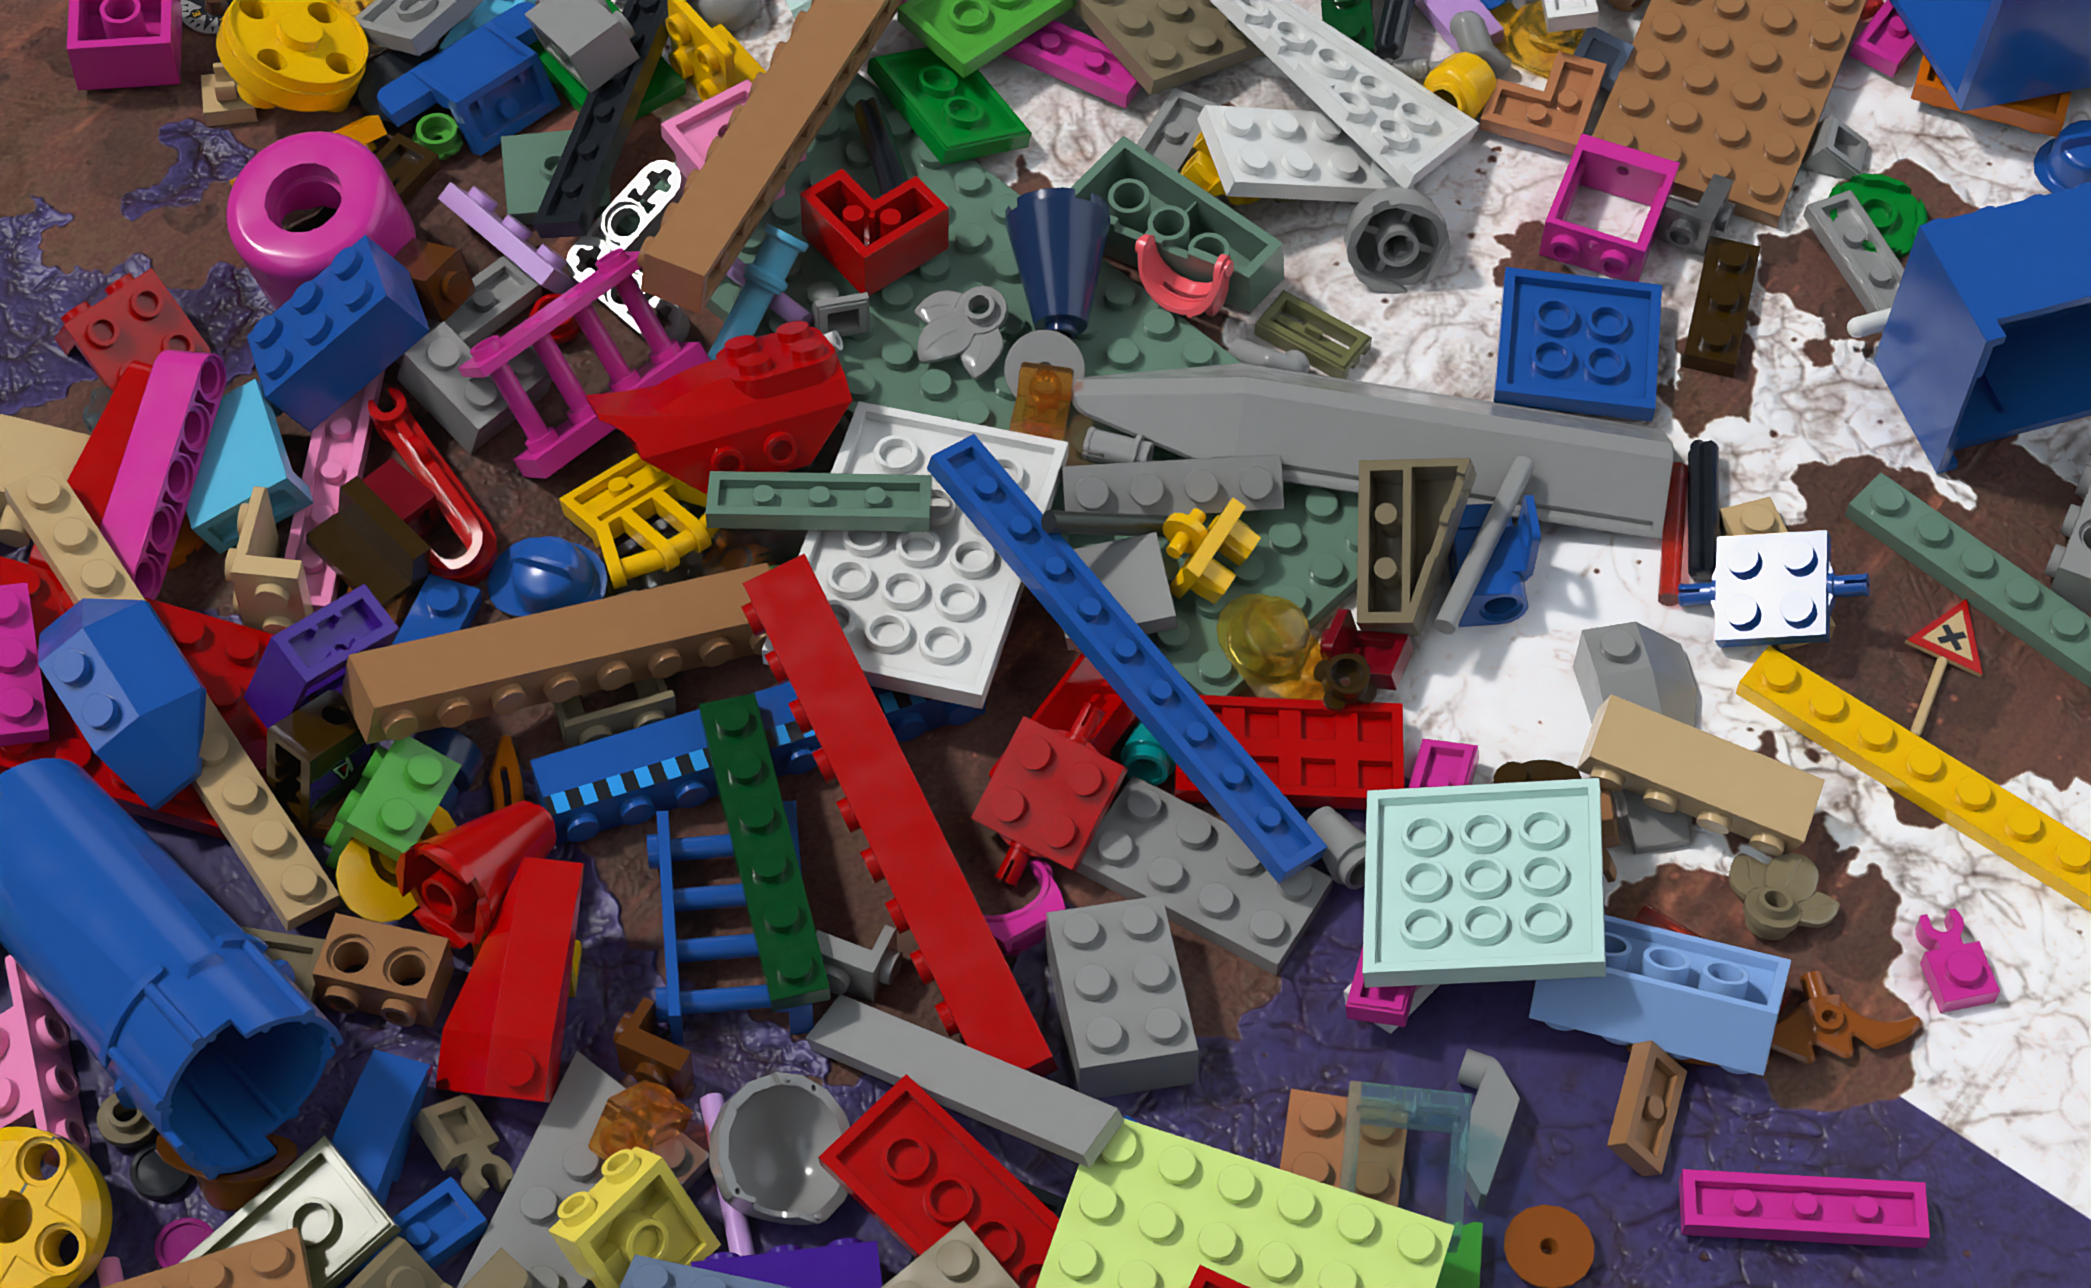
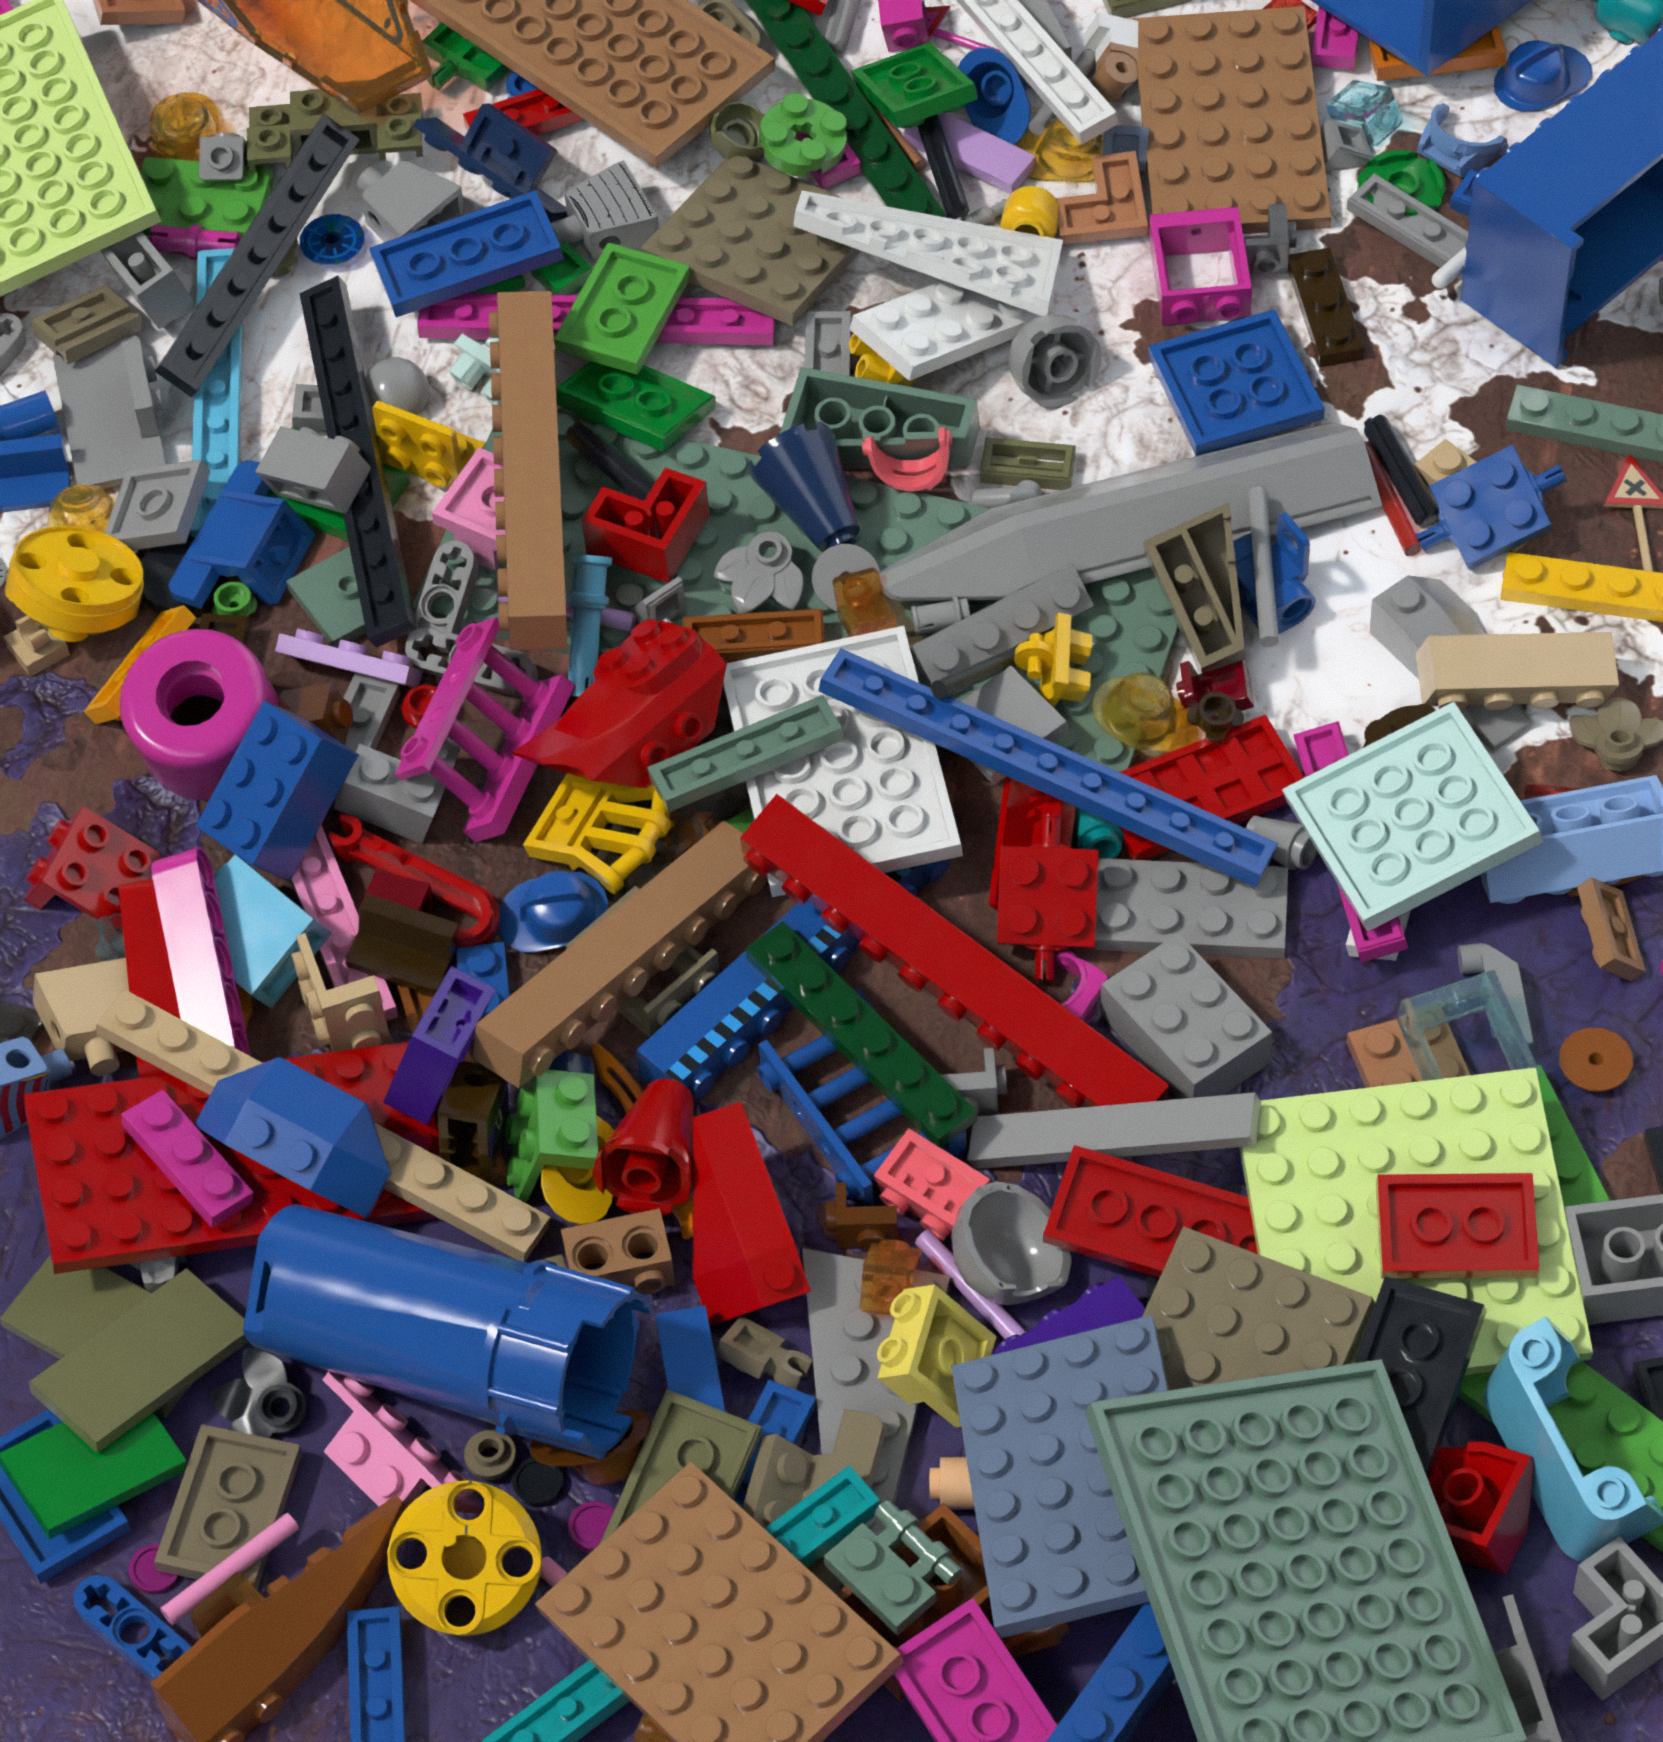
camera: 20 degrees left, 0 degrees up
(740, 1036) = (926, 1183): none -> coral bracket
(916, 385) = (759, 634): none -> dark orange tile
(1474, 38) = (1021, 174): light grey arm -> none
(1884, 121) = (1368, 106): none -> clear light blue bracket
(1940, 193) = (1456, 154): none -> medium blue helmet

